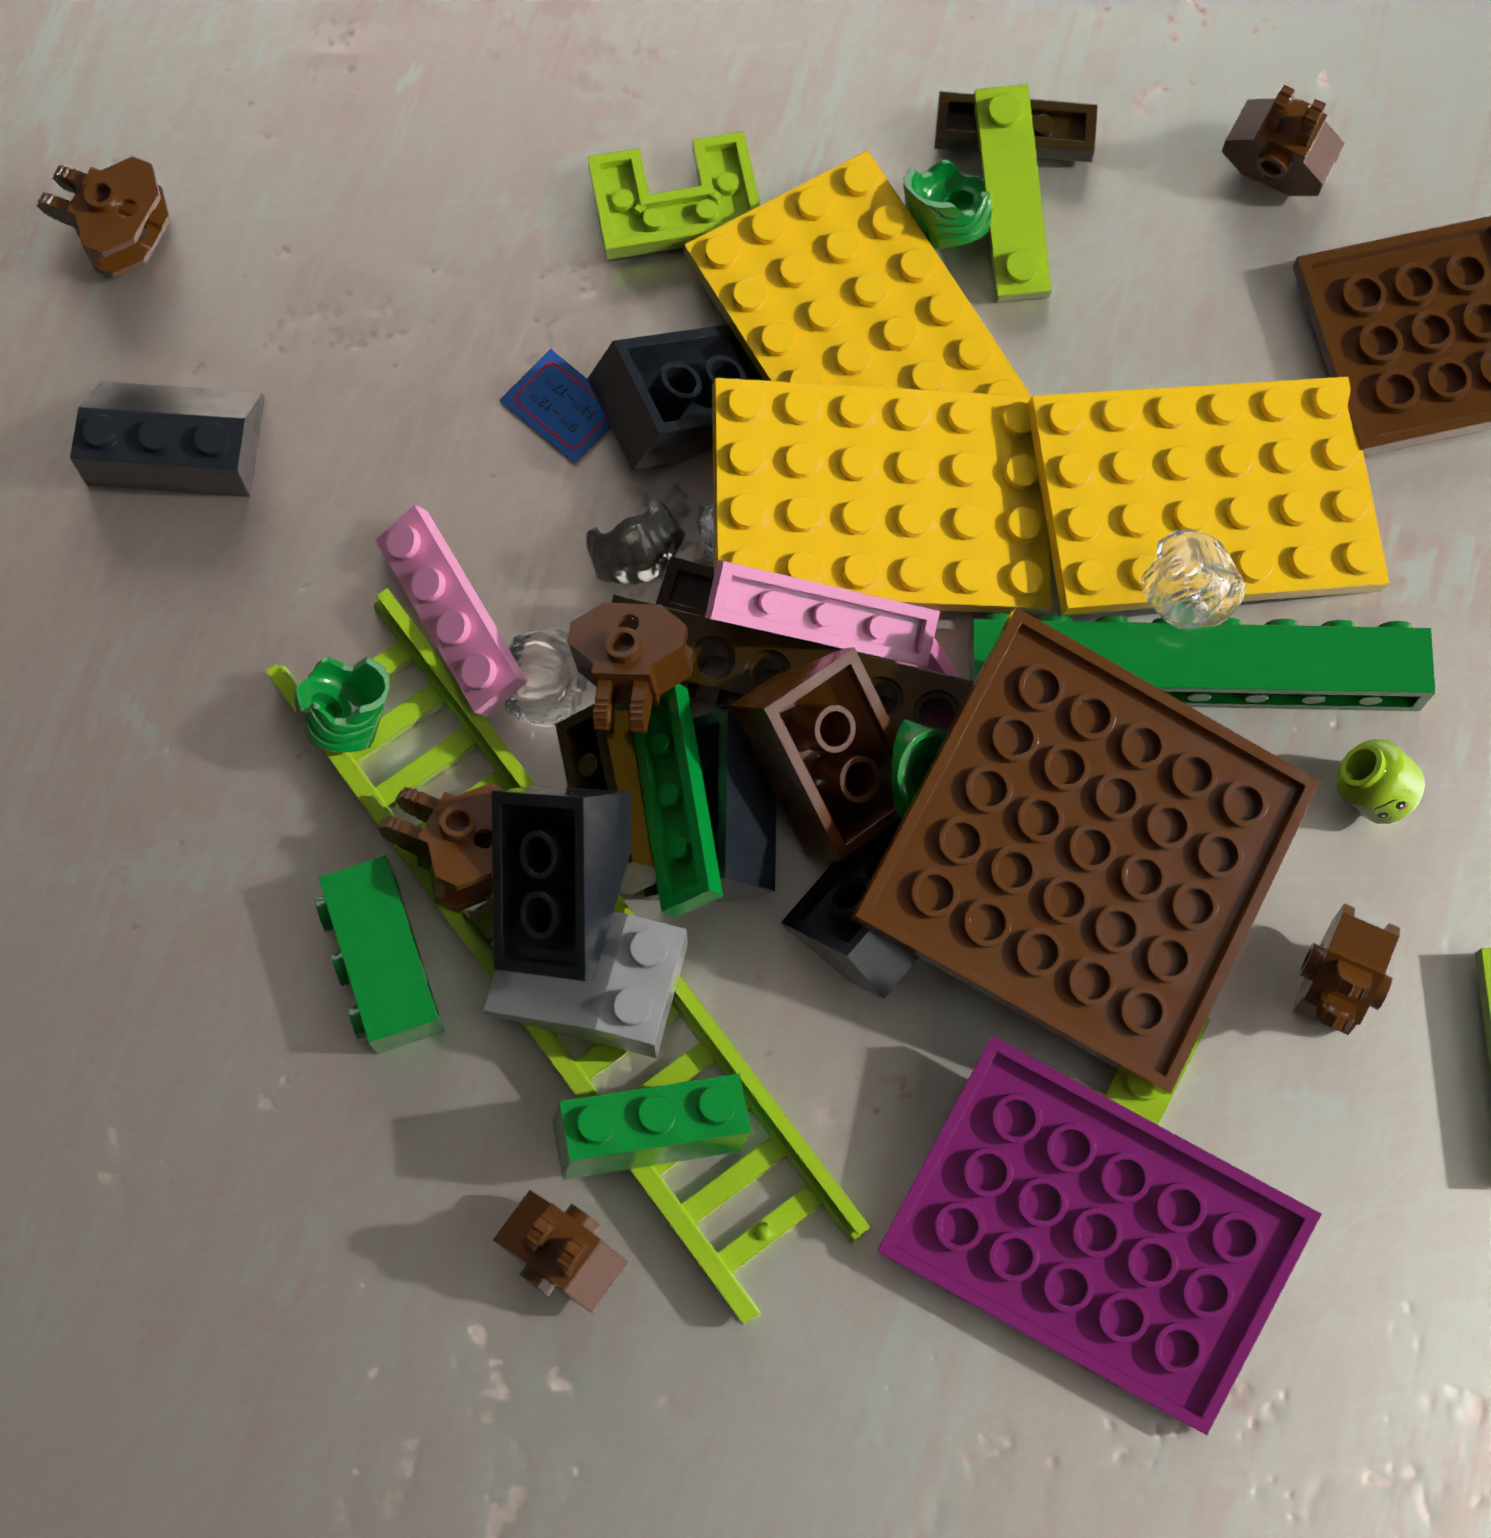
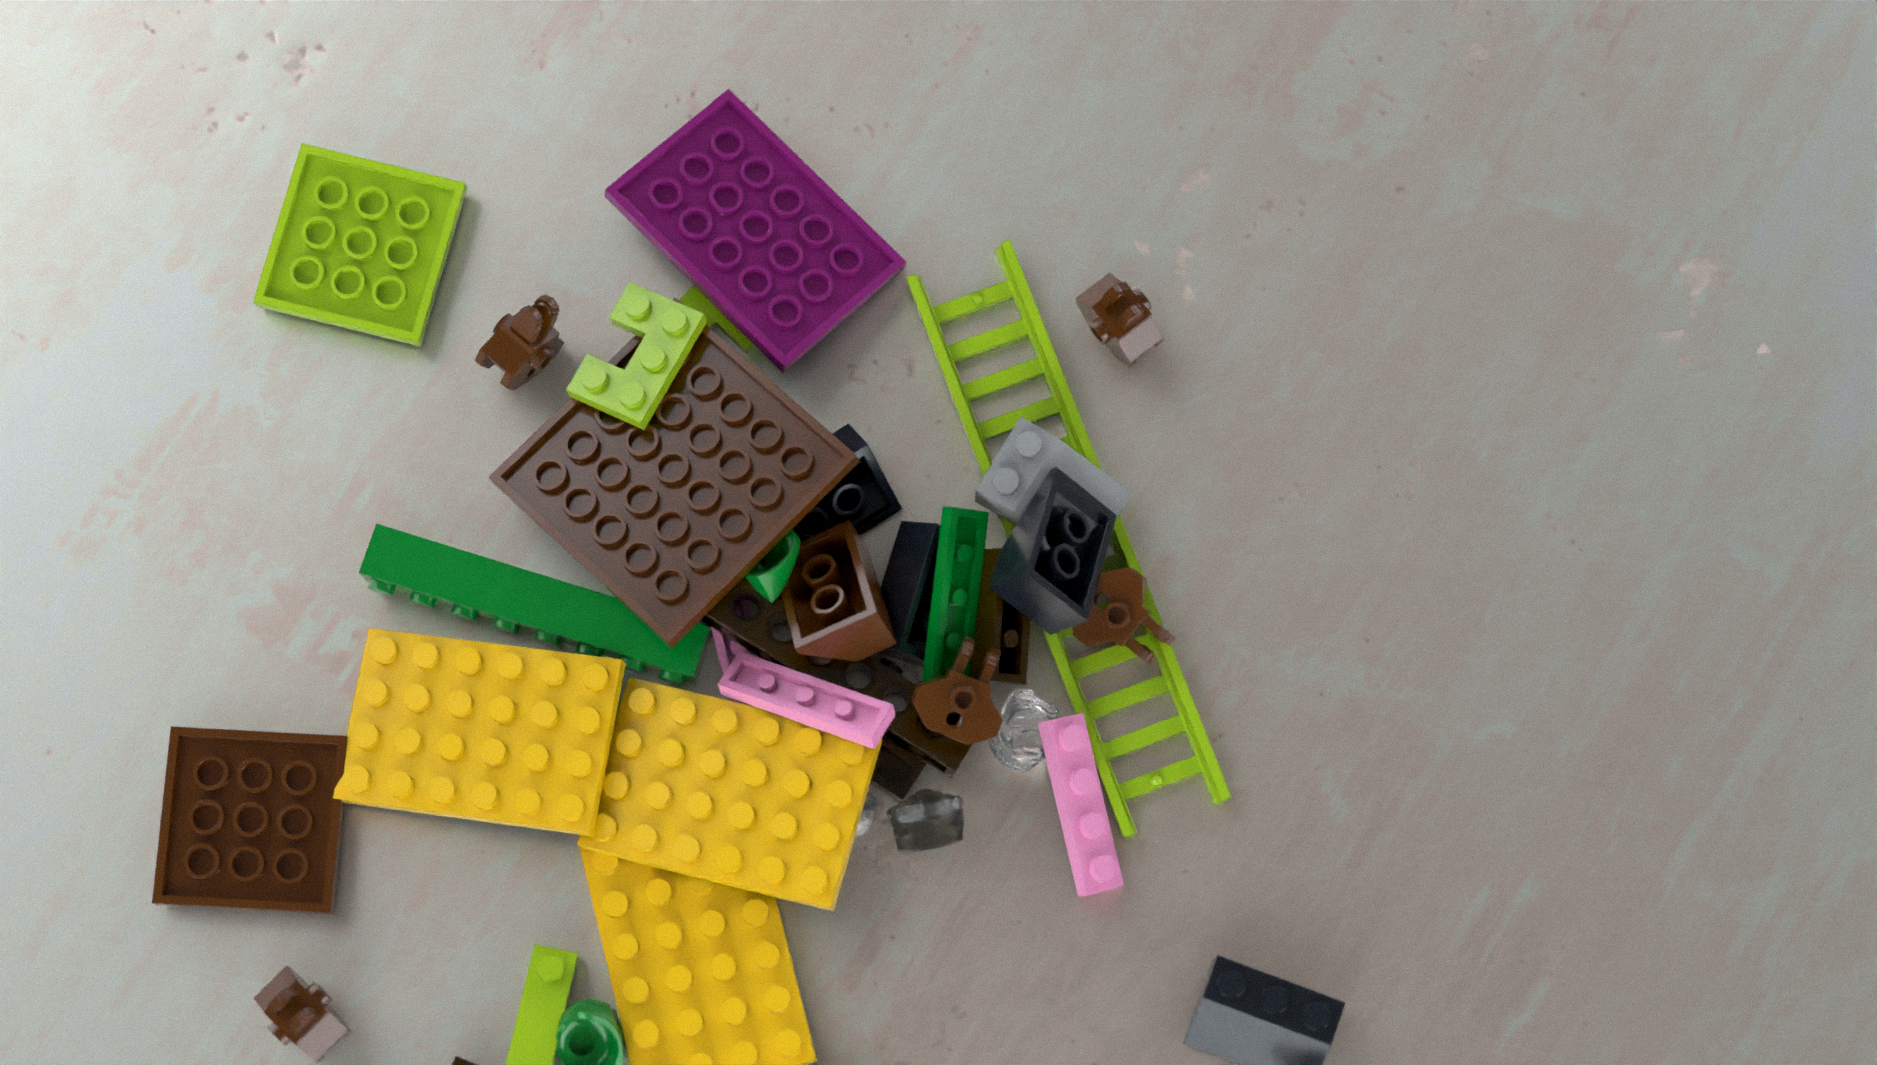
camera: 165 degrees left, 5 degrees up
(342, 704) = (1178, 742): green hair -> none
(378, 955) = (1196, 559): green brick -> none
(558, 405) = (949, 966): blue sticker -> none
(651, 1126) = (1036, 374): green brick -> none
(661, 391) = (863, 940): black slope -> none
(1157, 1025) = (667, 336): none -> lime plate
(1193, 581) = (524, 647): clear hair -> none
(1380, 781) = (440, 475): lime head -> none

